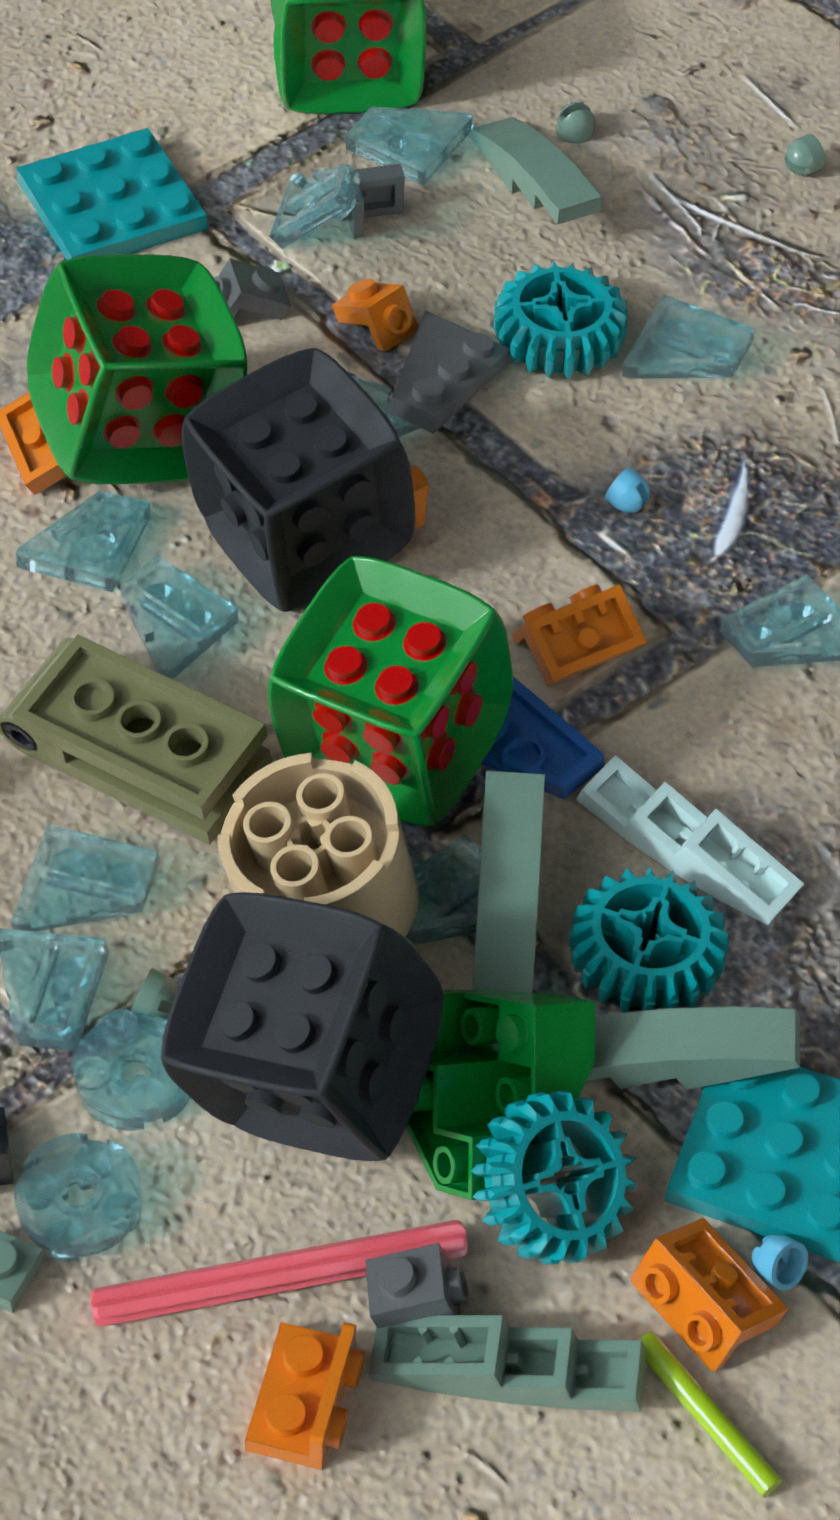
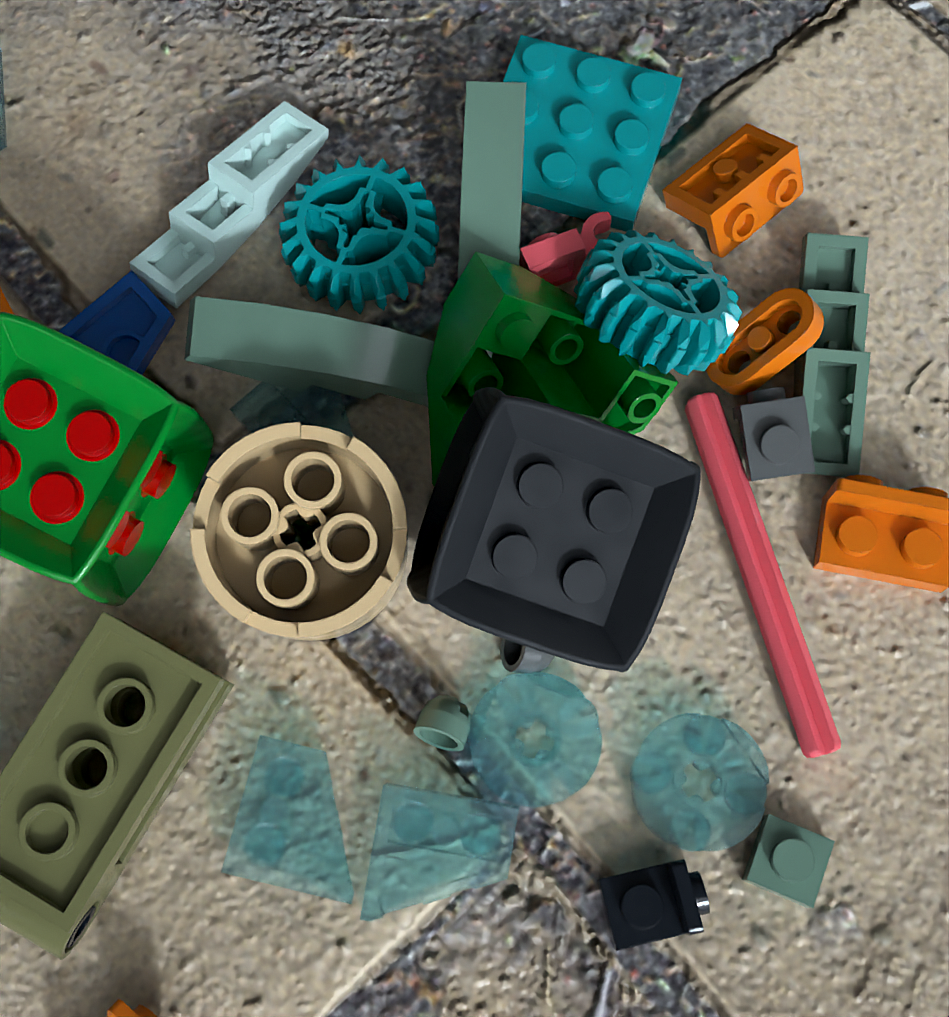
camera: 85 degrees left, 20 degrees up
(515, 1286) = (765, 341): none -> orange plate
(625, 1102) = (561, 255): none -> coral plate
(710, 1416) = (847, 194): lime bar -> none
(786, 1251) = (696, 129): medium azure hinge -> none

